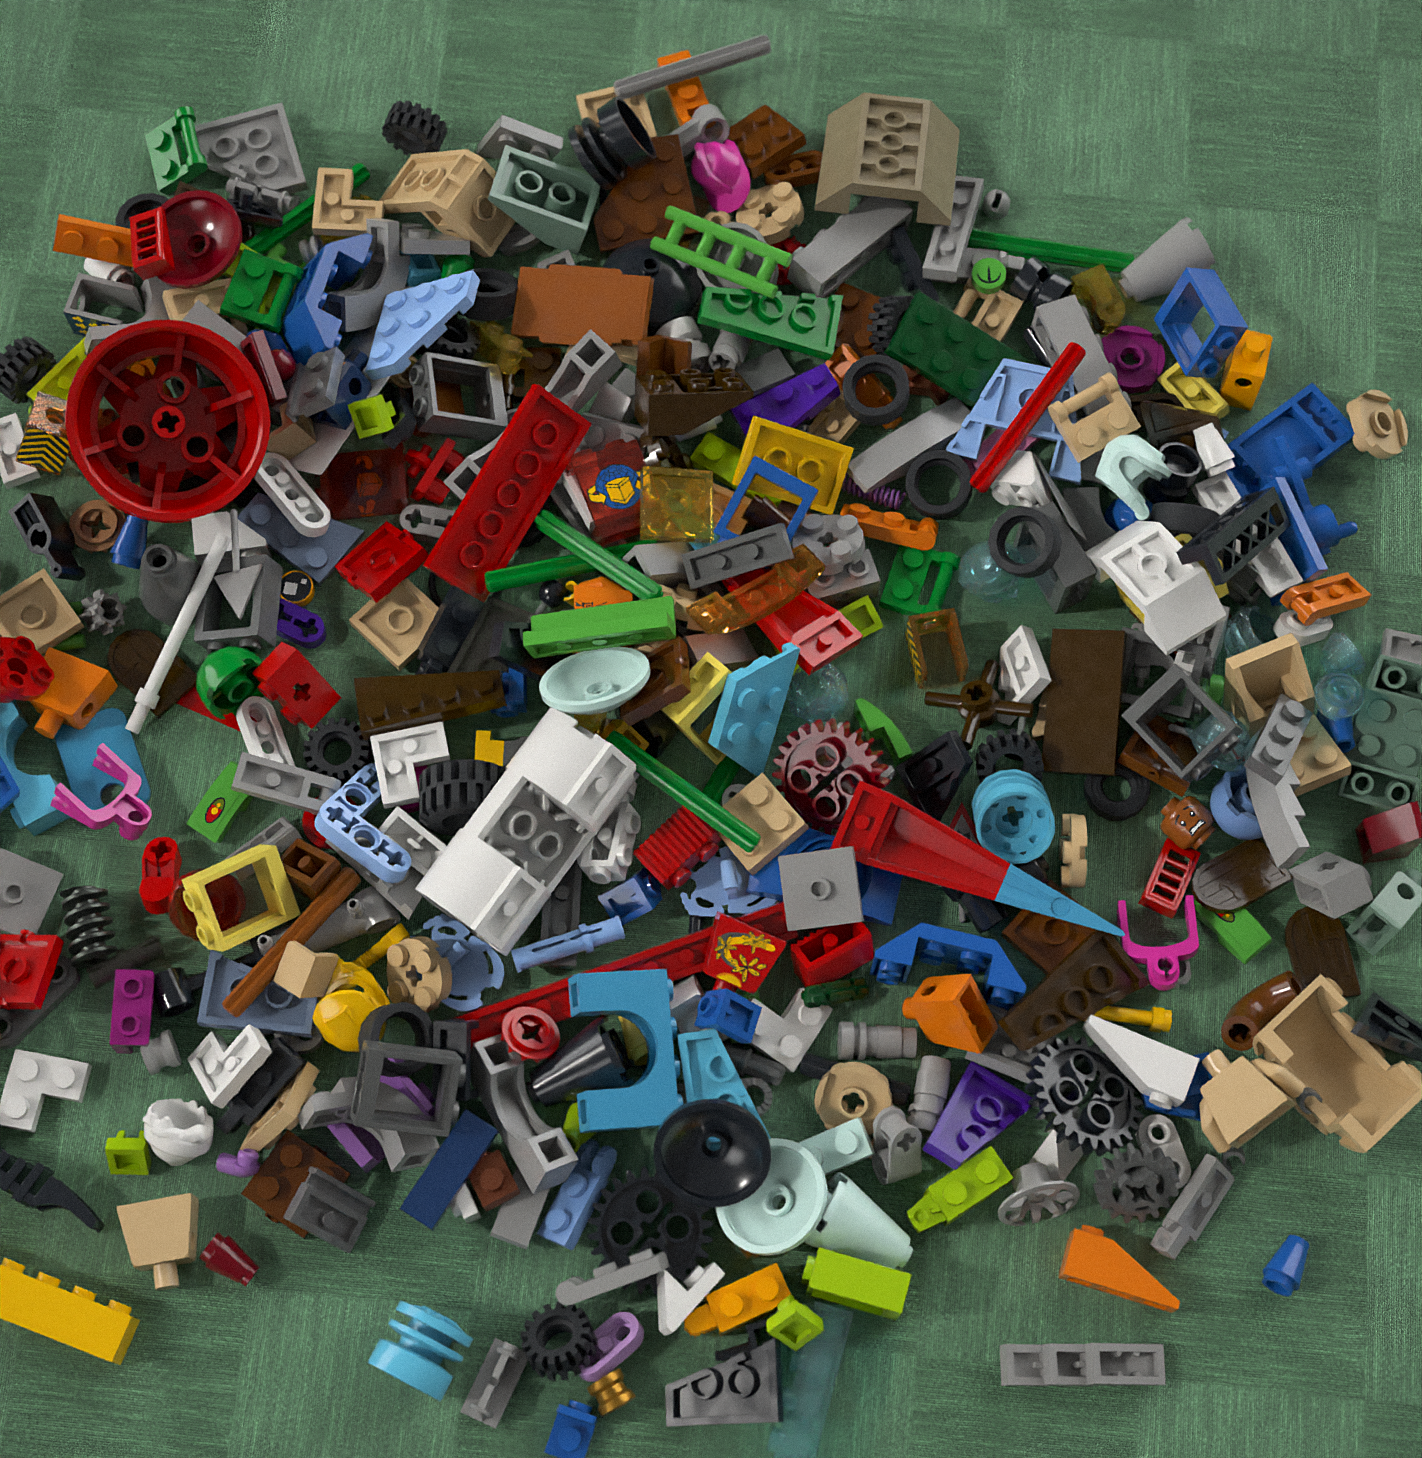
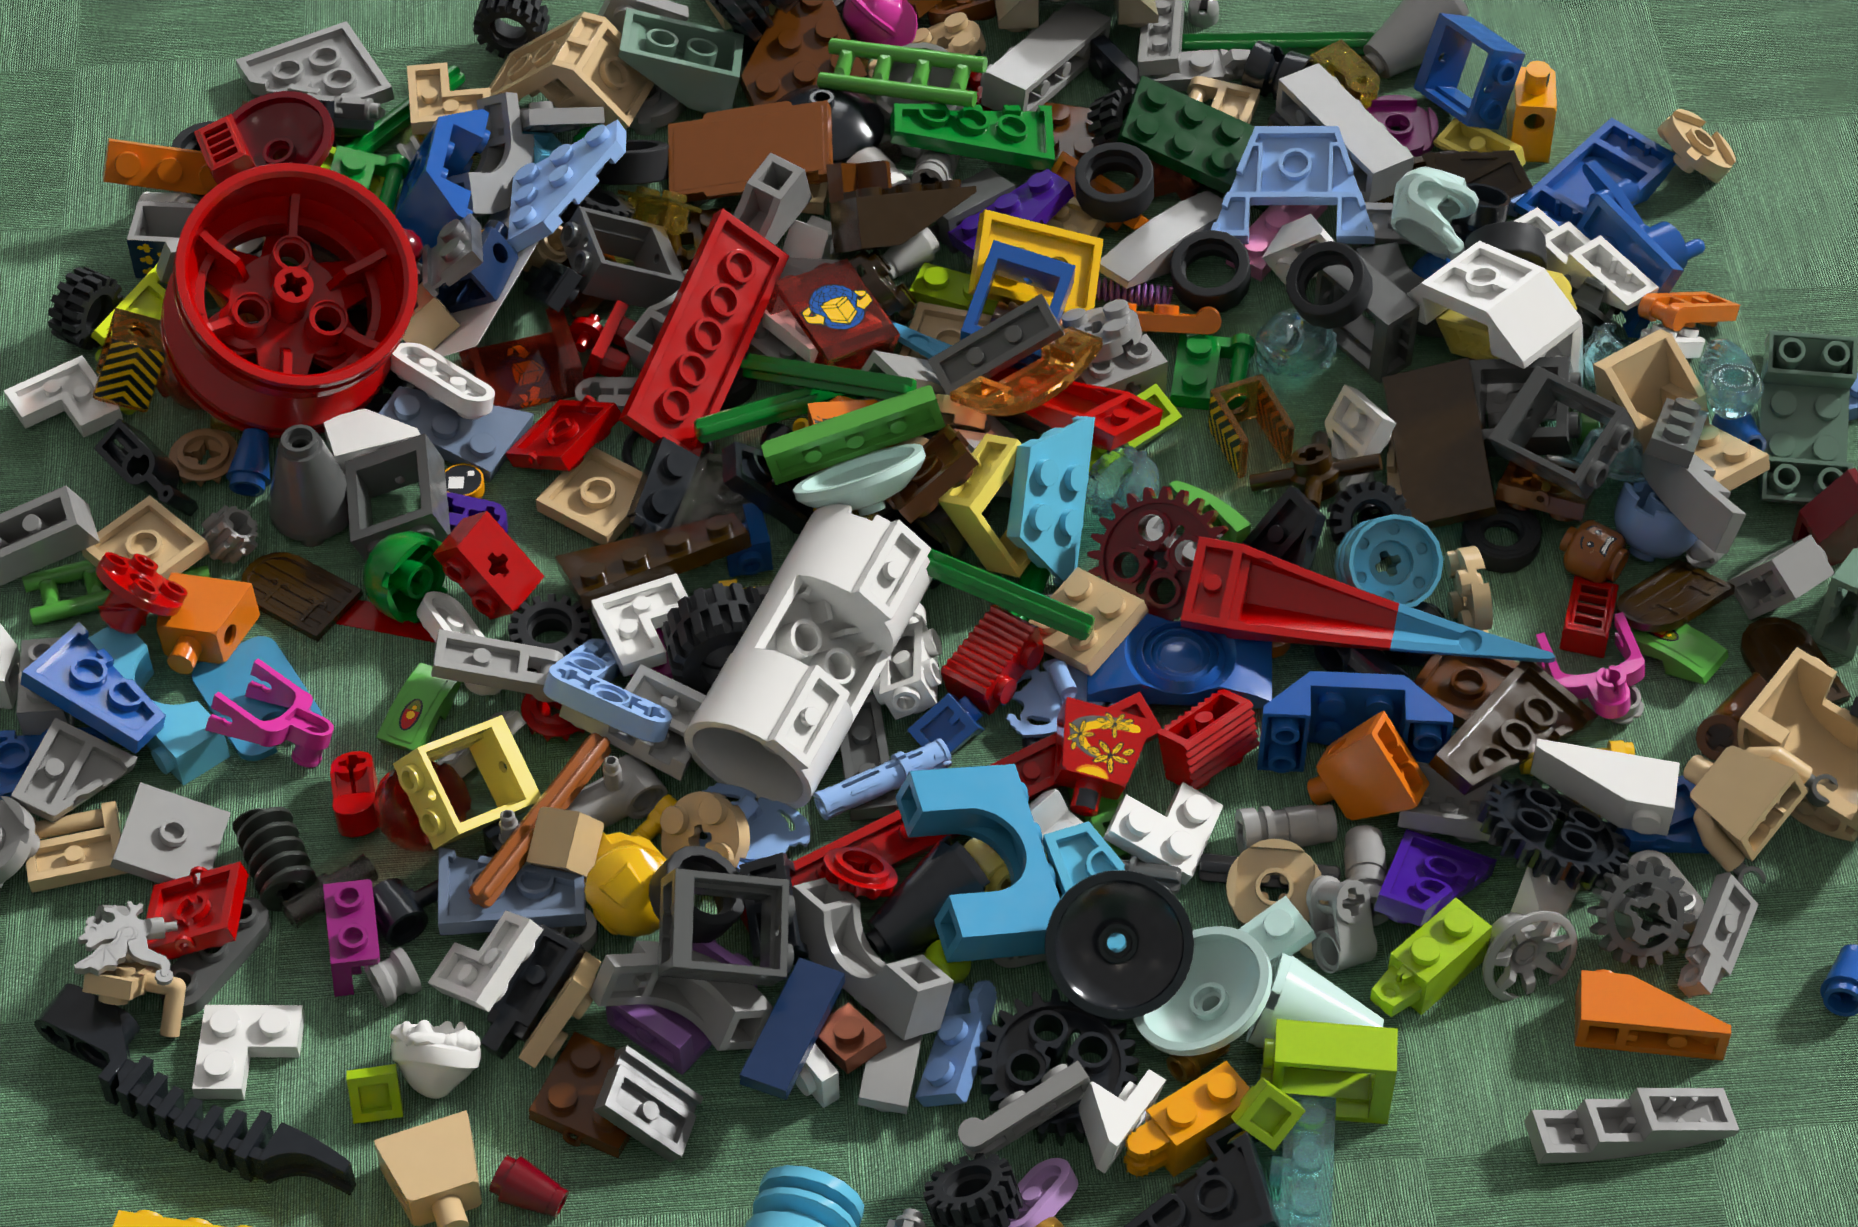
camera: 10 degrees left, 20 degrees down
(147, 697) = (303, 610): white bar -> none
(169, 154) = (217, 82): green plate -> none
(240, 582) = (399, 469): light grey piece -> none
(241, 1166) = (526, 1079): medium lavender arm -> none
(309, 868) = (550, 743): reddish brown slope -> none
(372, 415) = (526, 275): lime tile -> none
(676, 504) = (909, 314): clear yellow plate -> none
(728, 1014) = (1101, 803): blue bracket -> none
(820, 888) = (1179, 662): light grey plate -> none
(835, 992) = (1222, 781): dark green axle -> none
(988, 275) = (1214, 68): bright green tile -> none
(1027, 417) = (1297, 178): red axle -> none
(1063, 504) = (1357, 250): light grey sticker -> none
(1098, 428) = (1376, 180): tan plate -> none
(1213, 450) = (1521, 186): white cone -> none
(1237, 524) = (1558, 237): black fence -> none

